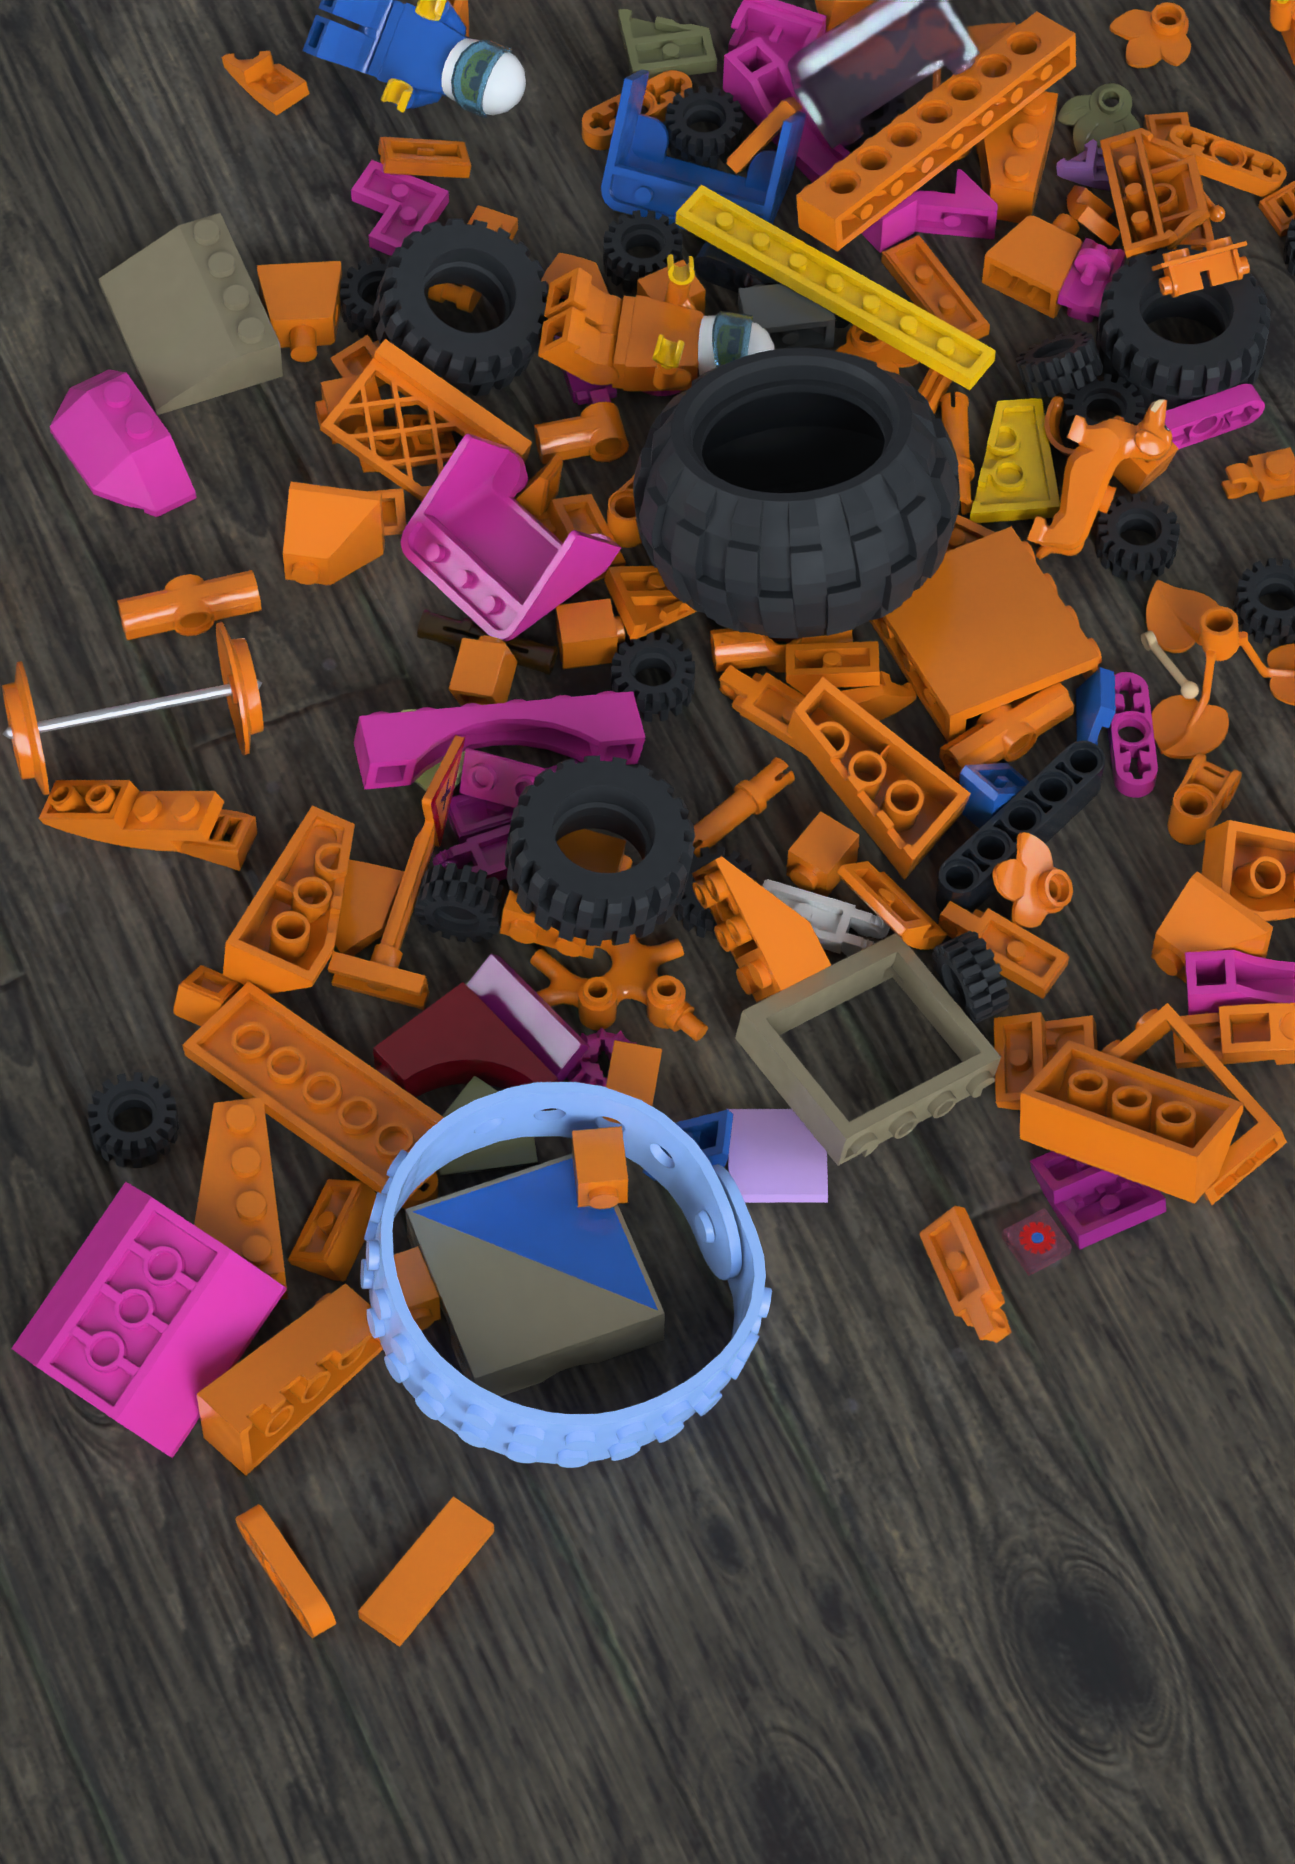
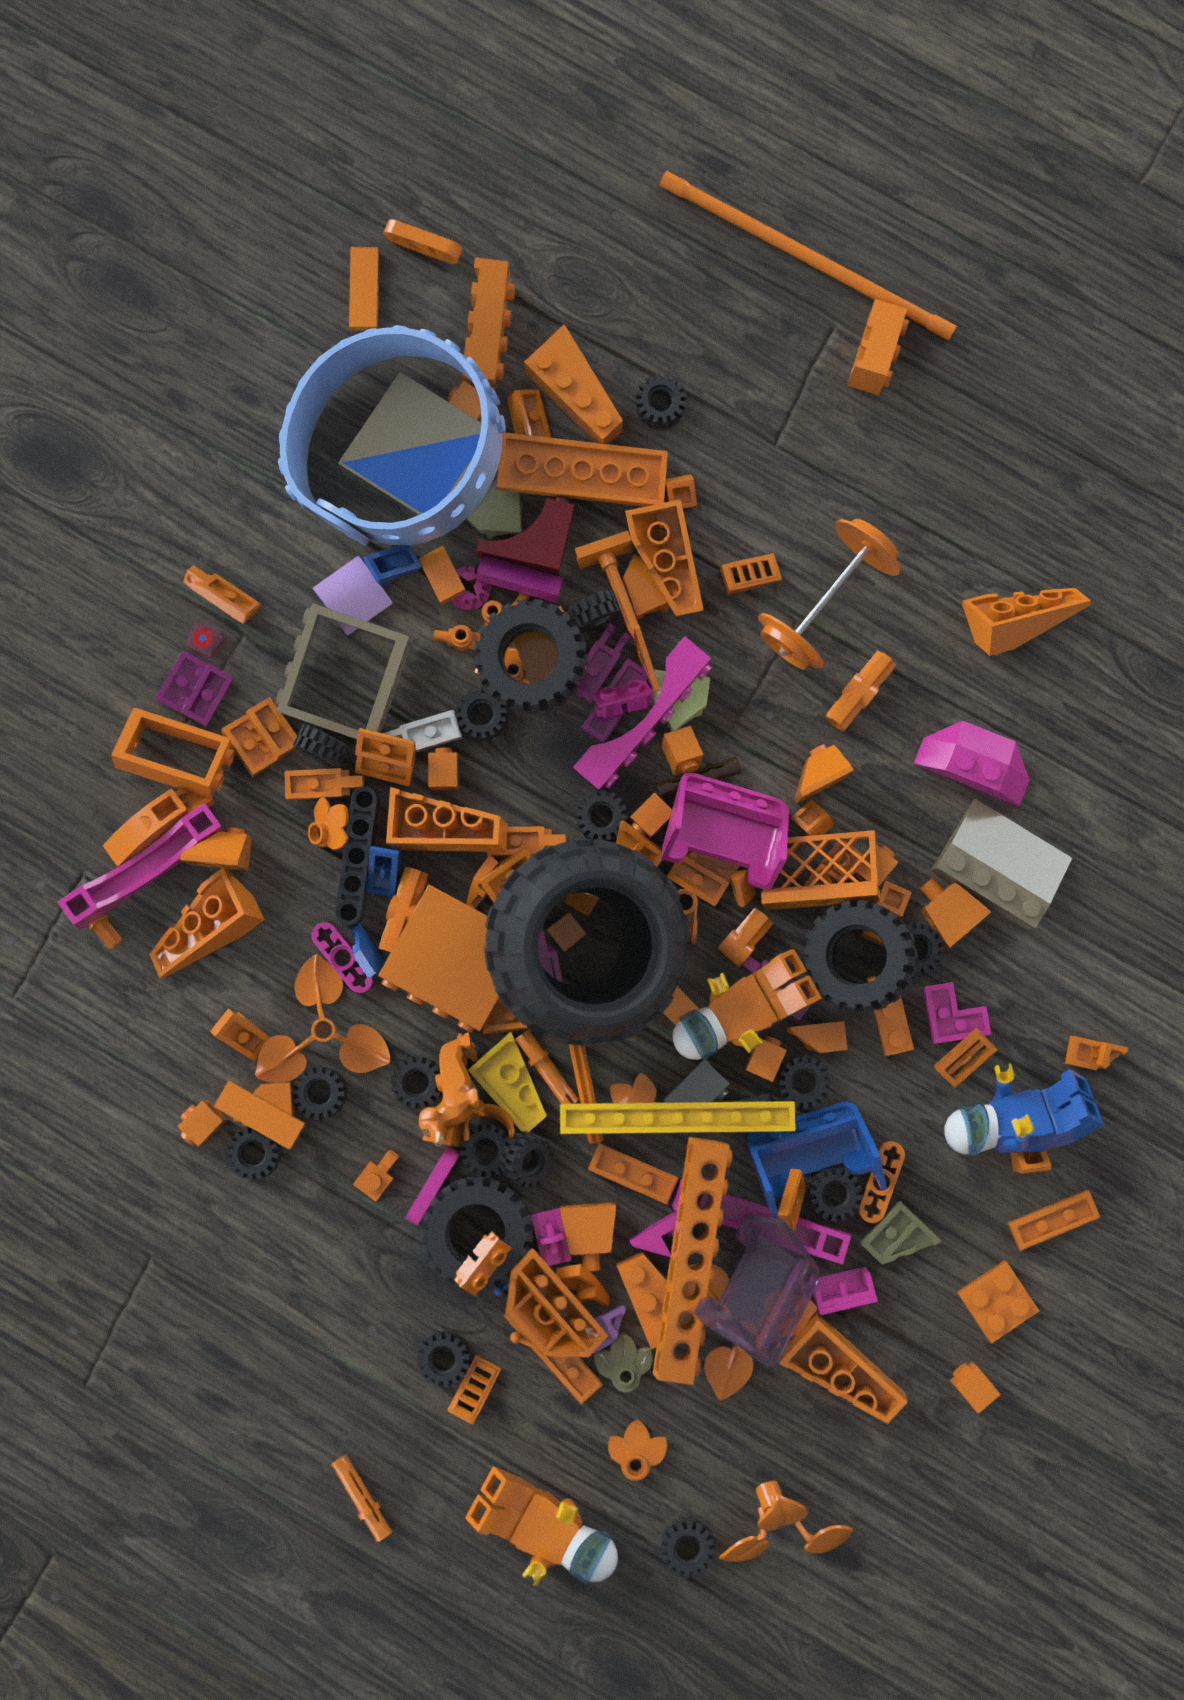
camera: 145 degrees right, 25 degrees up
(129, 817) = (790, 551): orange slope -> none
(148, 1318) = (570, 291): dark pink slope -> none
(600, 1167) = (412, 500): orange brick -> none
(748, 799) = (504, 775): orange pin -> none
(763, 933) = (431, 687): orange slope -> none
(1129, 1120) = (188, 714): orange slope -> none
(1188, 688) = (329, 1002): tan hinge -> none
(1204, 794) = (281, 943): orange piece -> none
(1261, 173) = (527, 1388): orange beam -> none

